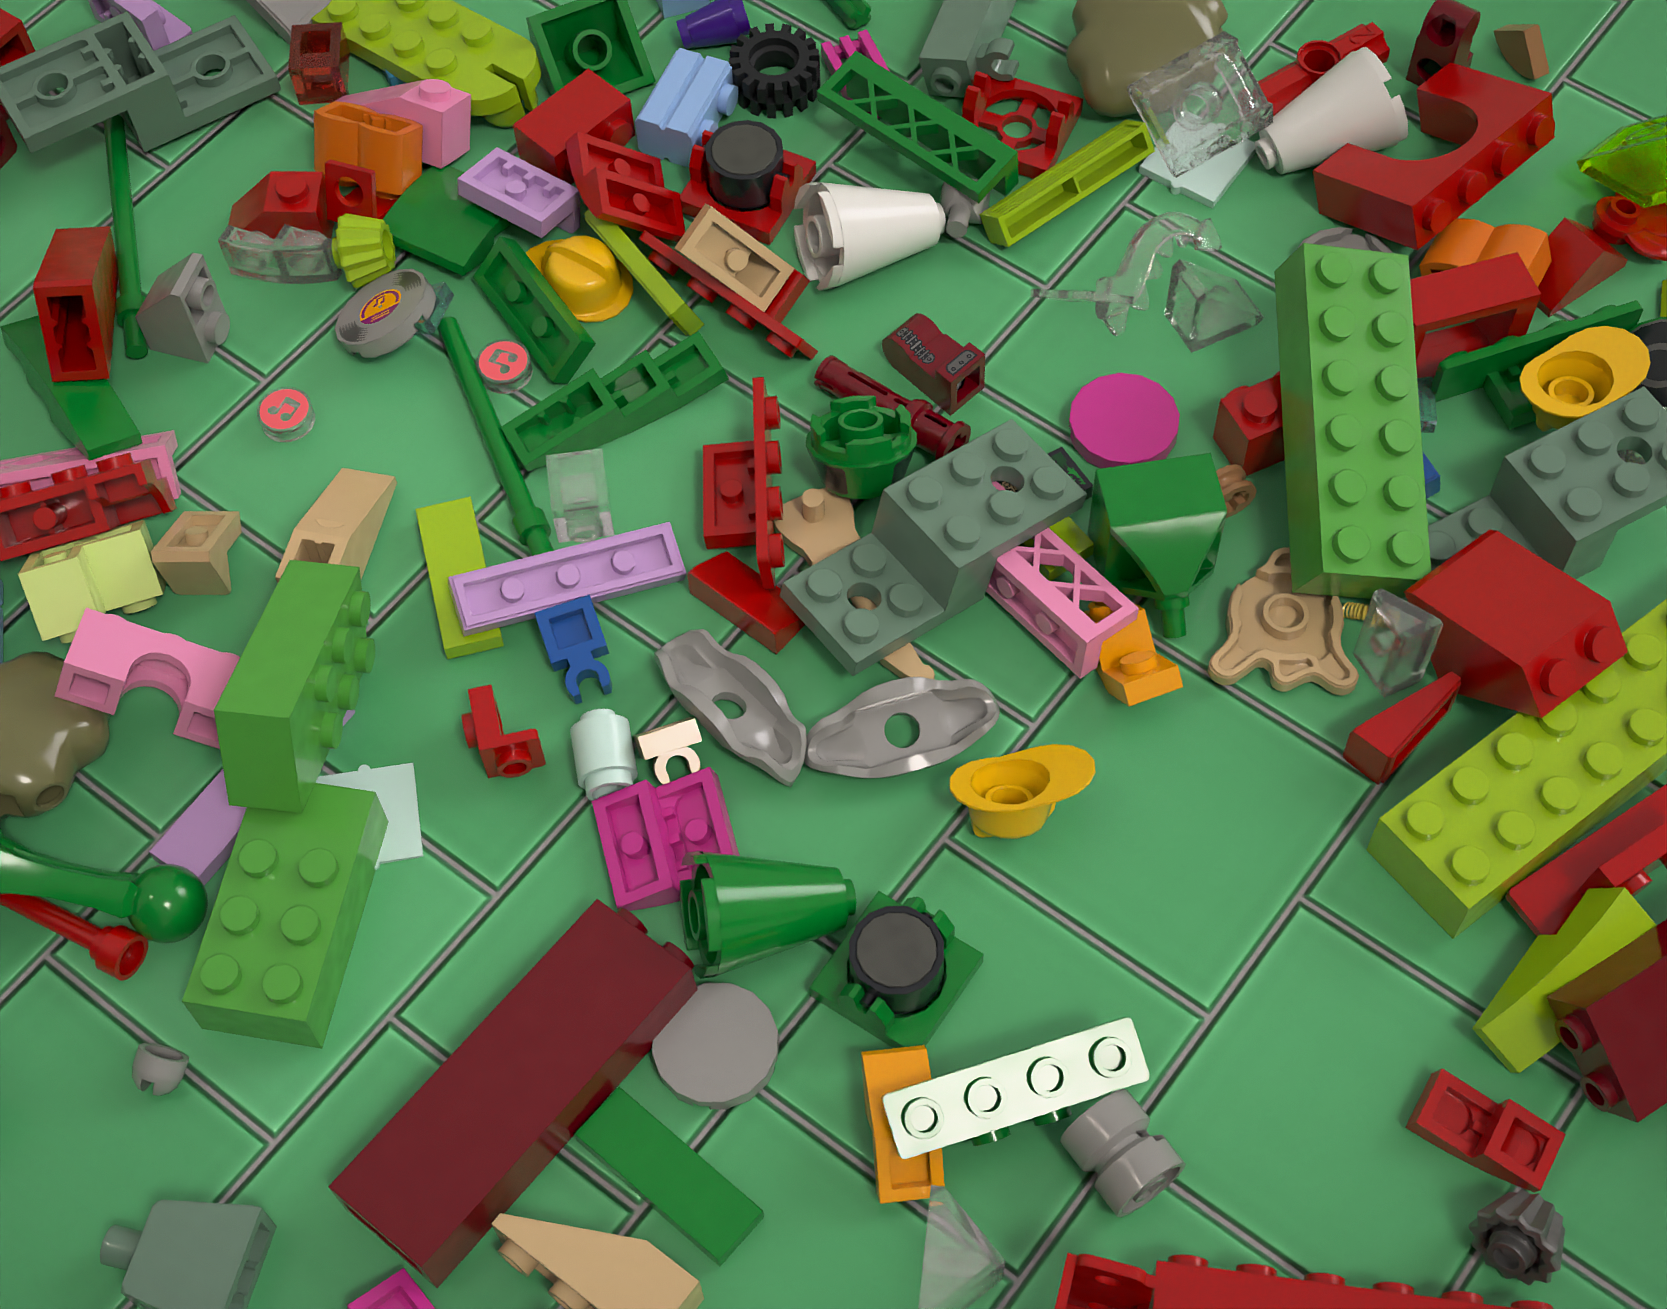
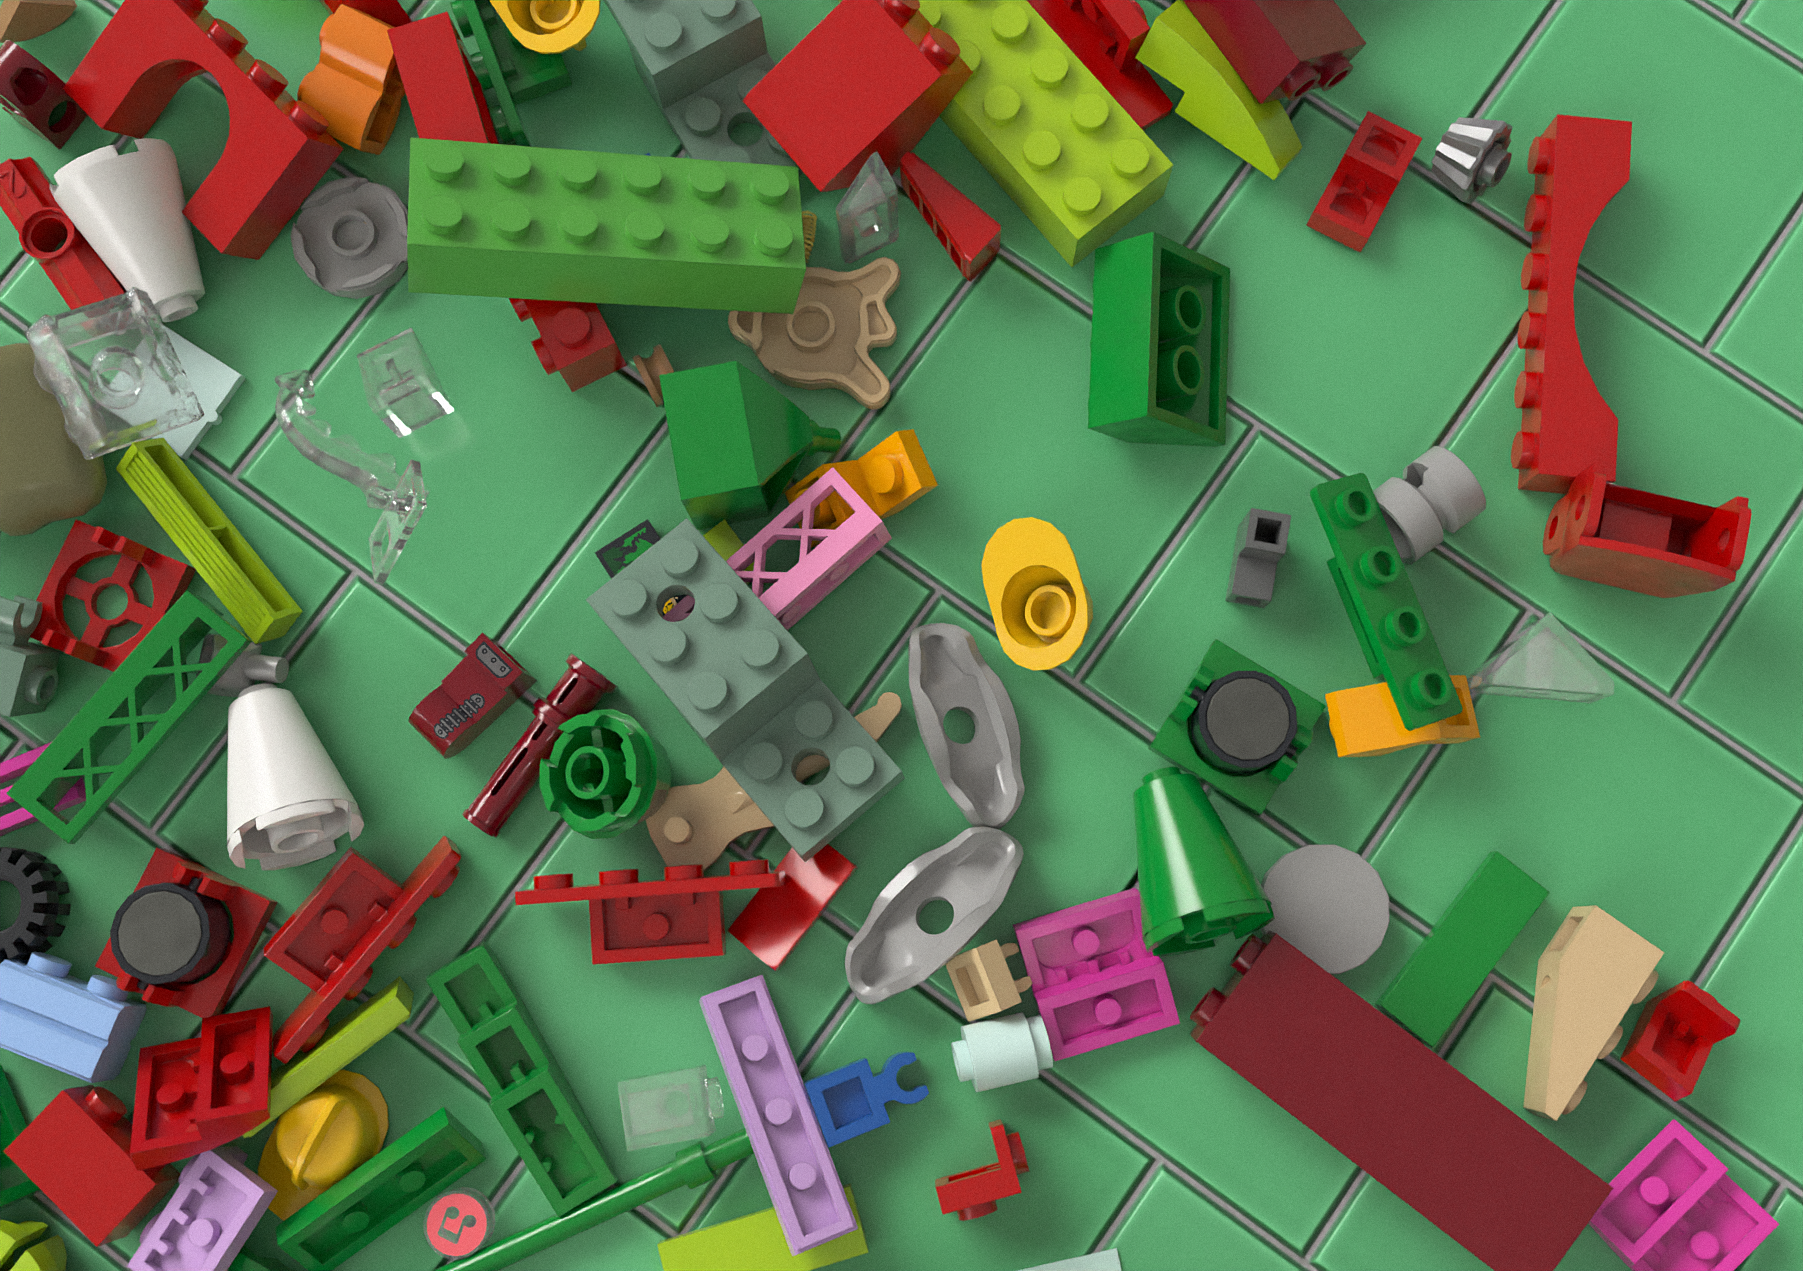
camera: 90 degrees left, 20 degrees up
(734, 257) = (334, 936): tan slope -> none
(1064, 995) = (1257, 549): none -> dark grey piece
(1123, 421) = (557, 485): dark pink tile -> none
(1284, 915) = (1159, 344): none -> green slope

